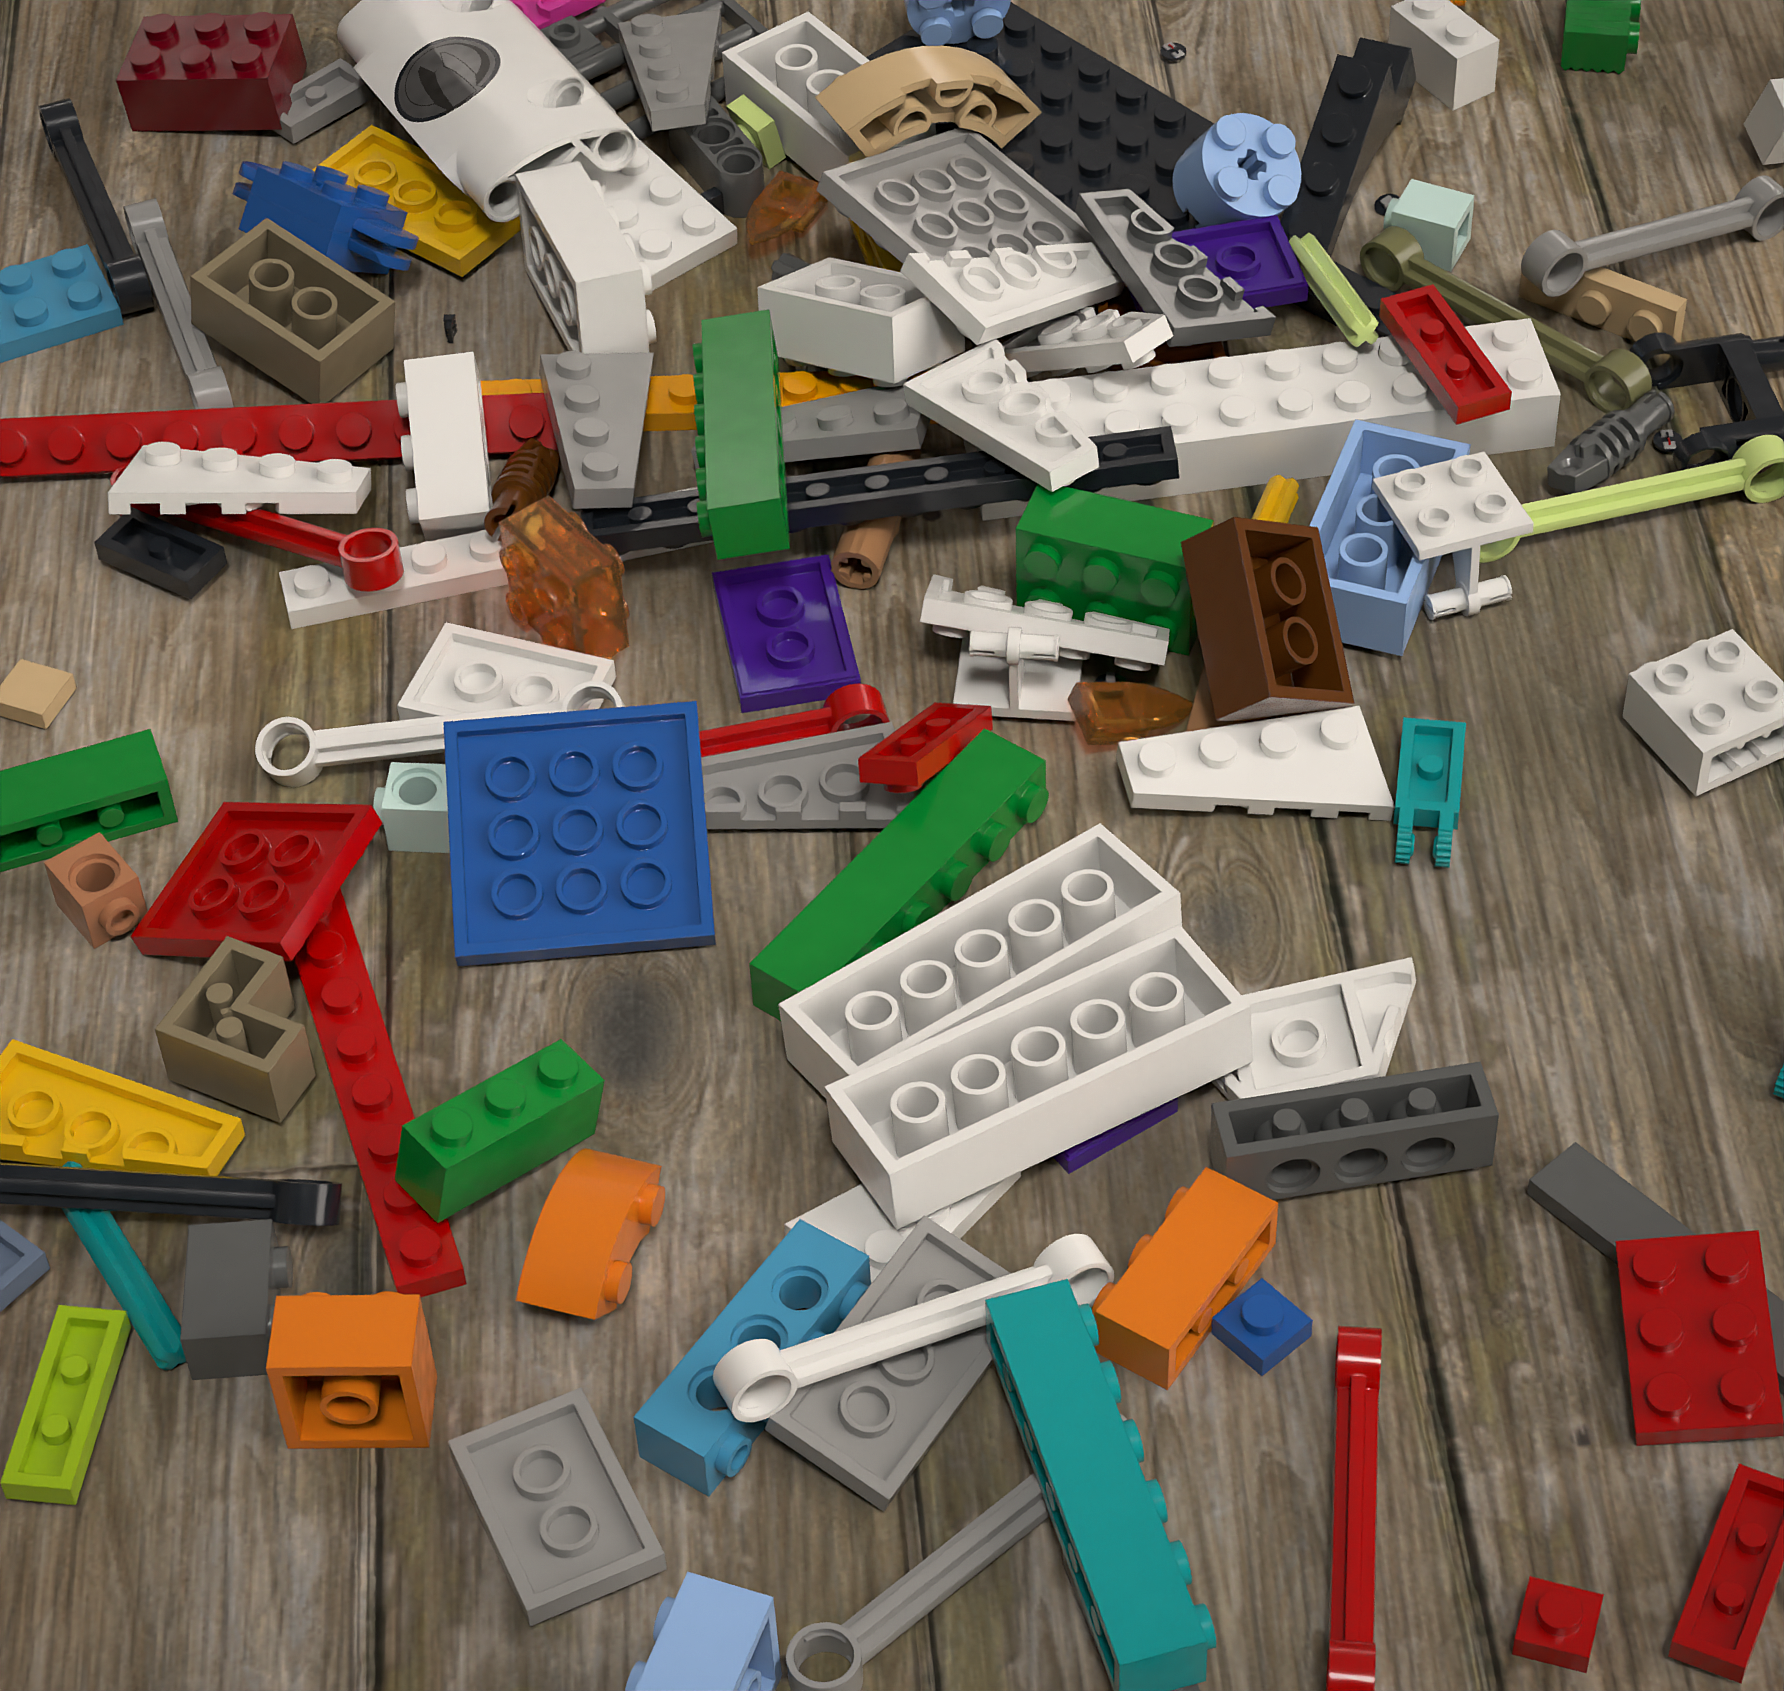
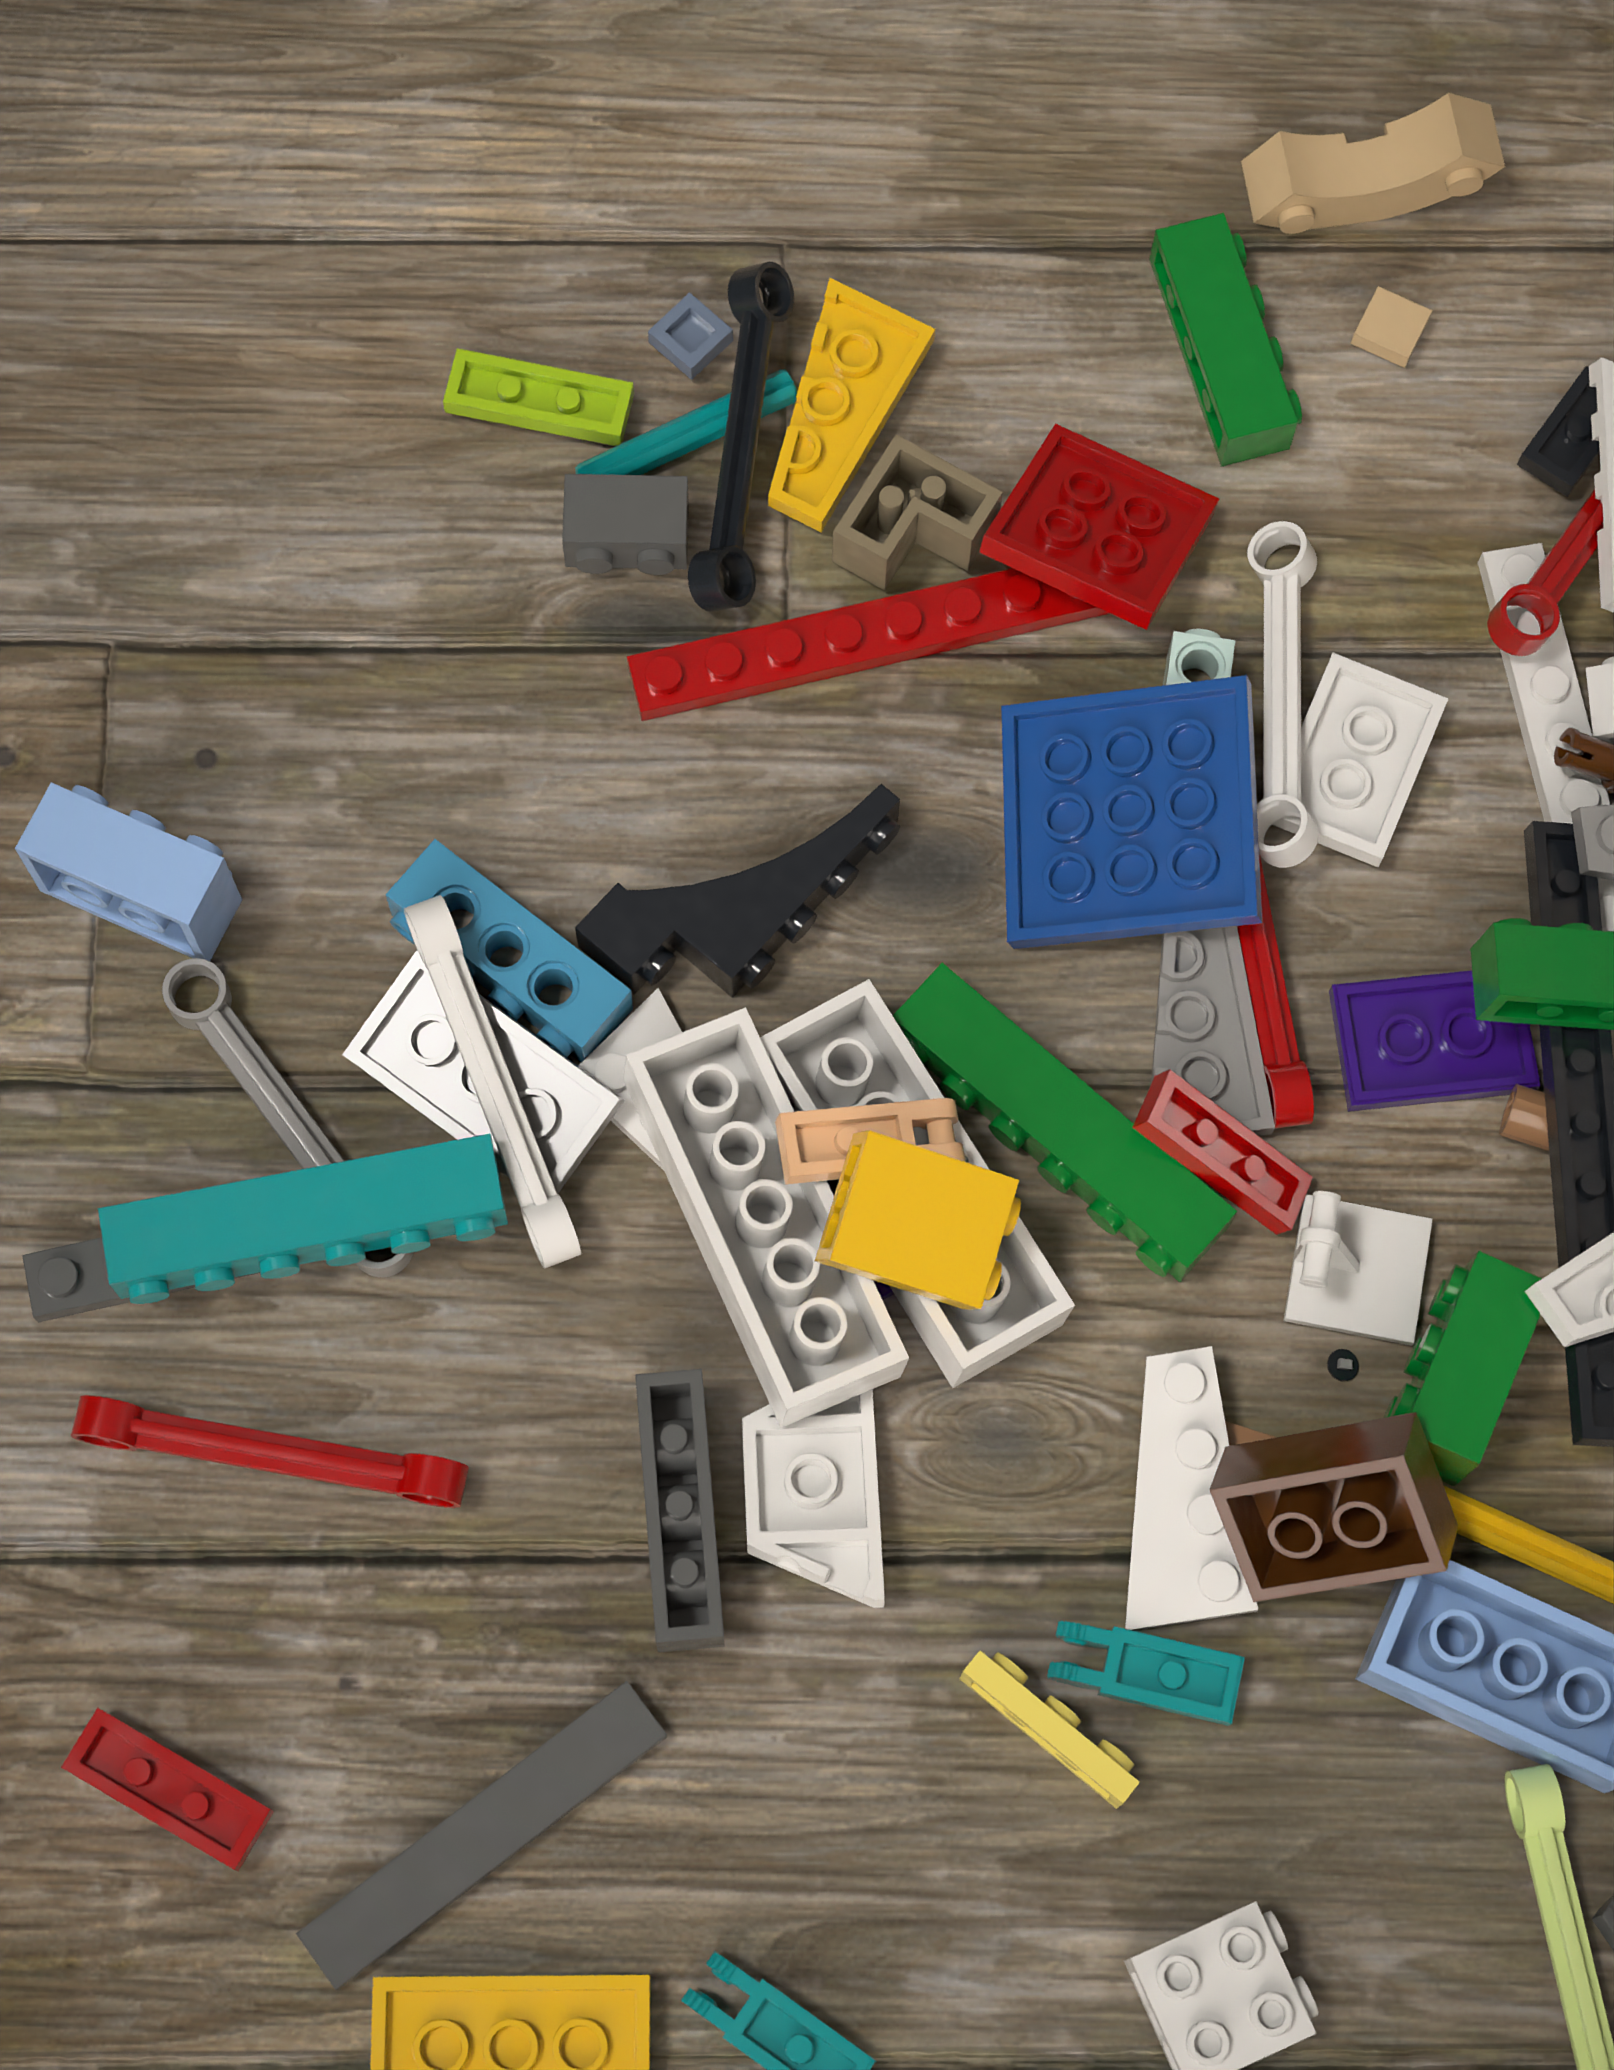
camera: 90 degrees right, 25 degrees up
(96, 890) = (1120, 370): nougat brick -> none
(352, 1371) = (515, 611): orange brick -> none
(498, 1130) = (767, 734): green brick -> none
(557, 1506) = (382, 784): light grey plate -> none
(564, 580) = (1475, 806): clear orange brick -> none
(590, 1233) = (652, 814): orange brick -> none
(709, 1154) = (737, 920): none -> black arch
(964, 966) = (817, 1141): none -> light nougat plate
(989, 610) = (1395, 1254): white wing -> none
(1048, 901) = (919, 1221): none -> yellow brick
(1124, 710) = (1282, 1370): clear orange plate -> none
(1184, 1276) = (548, 1335): orange brick -> none
(1262, 1326) = (498, 1405): blue plate -> none
(1455, 511) = (1503, 1746): white plate -> none
(1499, 850) = (1051, 1727): none -> light yellow plate
(1557, 1624) = (148, 1618): red plate -> none
(1698, 1338) = (417, 1804): red plate -> none

